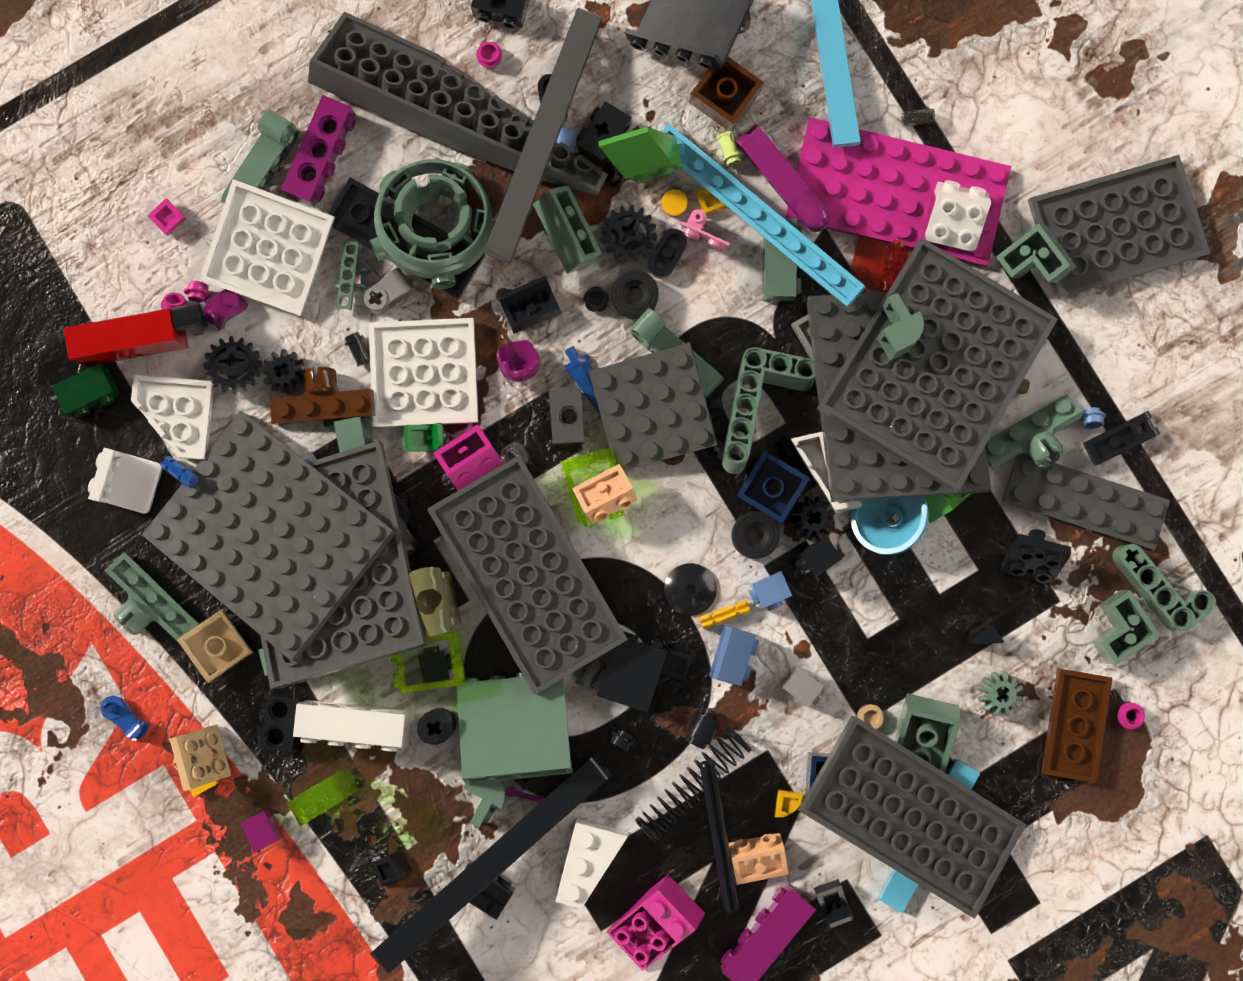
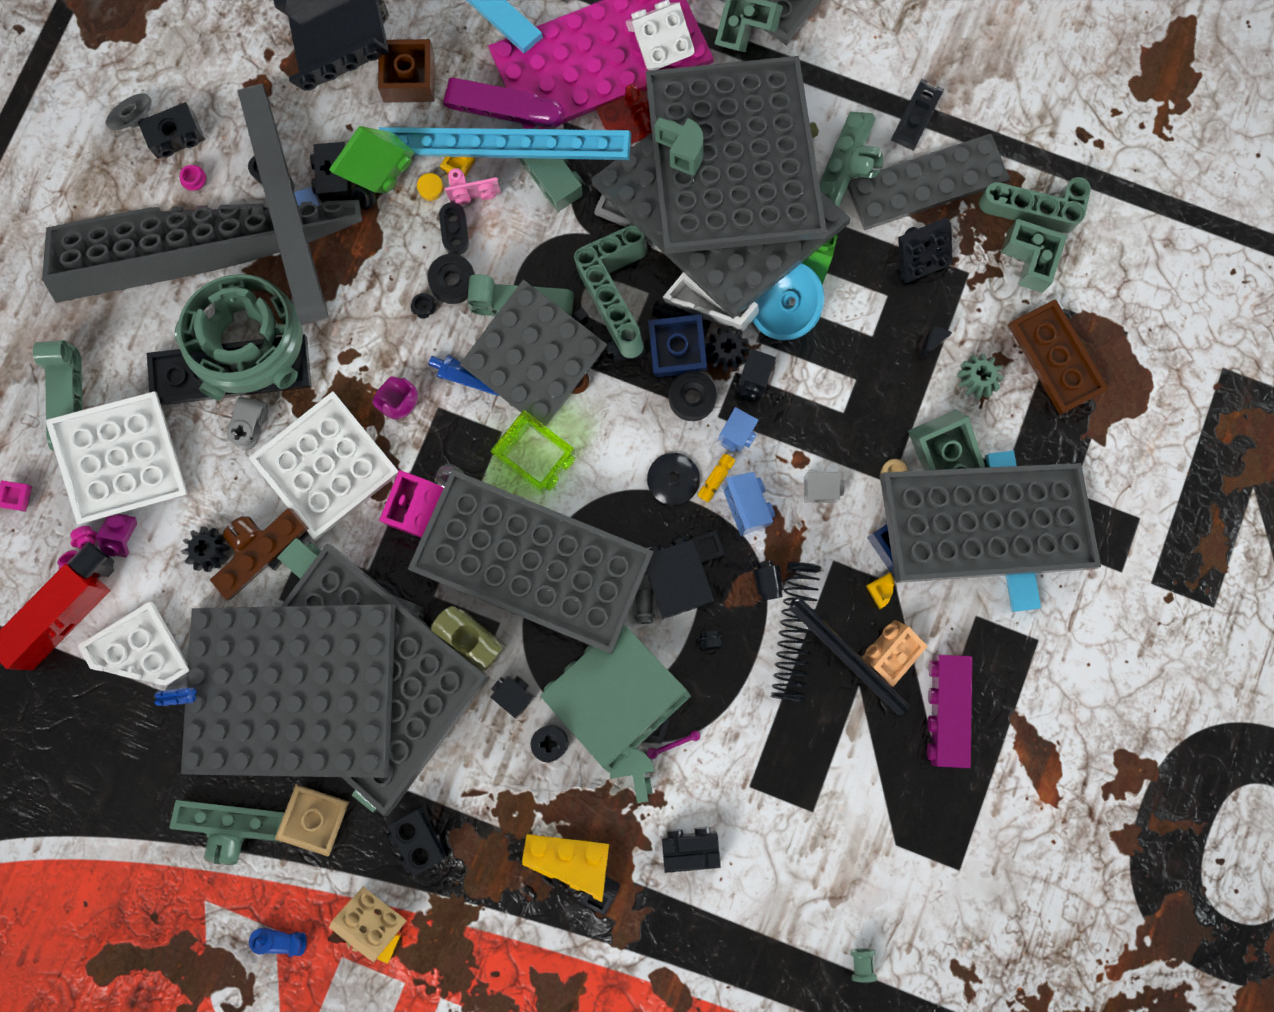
camera: 40 degrees left, 5 degrees down
(85, 391) = (45, 689): dark green brick -> none
(125, 481) = (133, 740): white bracket -> none
(223, 363) = (144, 573): black gear -> none
(262, 830) = (466, 946): magenta panel -> none
(322, 796) = (496, 875): clear neon green window -> none
(327, 113) = (90, 316): magenta brick -> none
(352, 723) = (476, 795): white brick -> none
(353, 268) = (212, 444): sand green piece -> none
(357, 348) = (249, 483): black pin -> none
(387, 827) = (570, 861): none -> yellow wing
(399, 678) = (528, 677): clear neon green window -> none
(424, 437) = (363, 516): green bracket -> none
(490, 864) = (680, 827): black beam -> none
(529, 304) = (371, 347): black bracket -> none
(564, 401) = (477, 428): dark grey brick -> none
(567, 229) = (357, 265): sand green brick -> none
(587, 859) = (757, 759): white wedge -> none
(605, 494) = (547, 449): light nougat bracket -> none
(638, 238) = (399, 233): black gear -> none
(656, 923) = (852, 769): dark pink slope -> none
(731, 154) = (445, 115): yellowish green pin -> none
(833, 903) = (981, 642): black bracket -> none
(1093, 418) = (884, 114): medium blue plate -> none
(1138, 718) = (1099, 316): dark pink plate -> none

